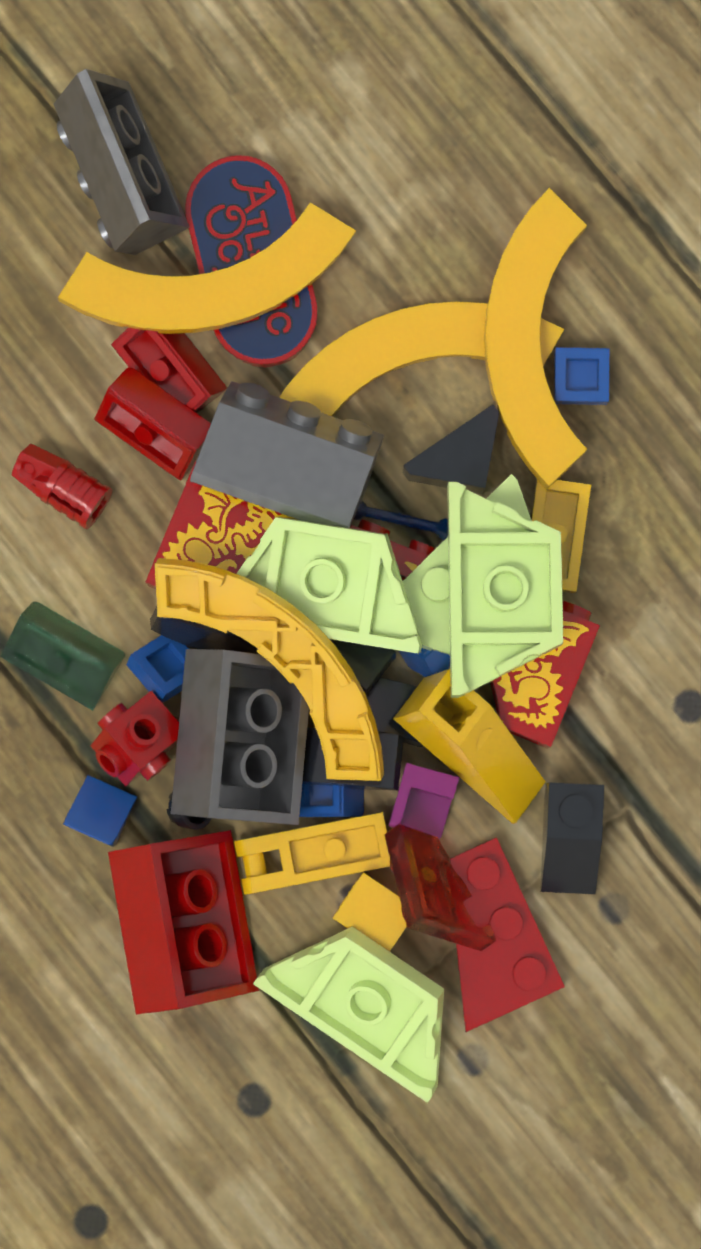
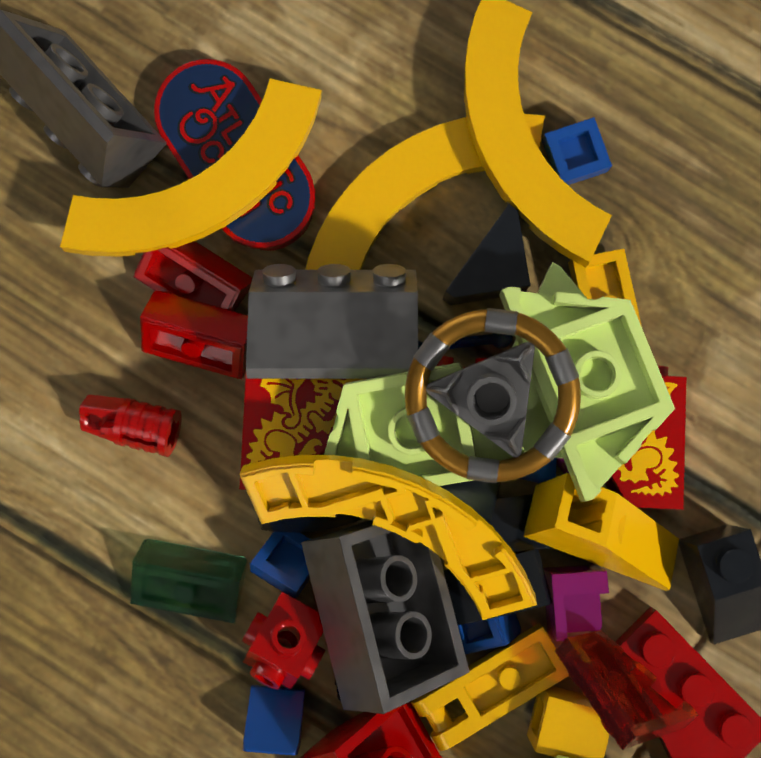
camera: 20 degrees left, 0 degrees up
(403, 572) = (492, 395): none -> flat silver piece

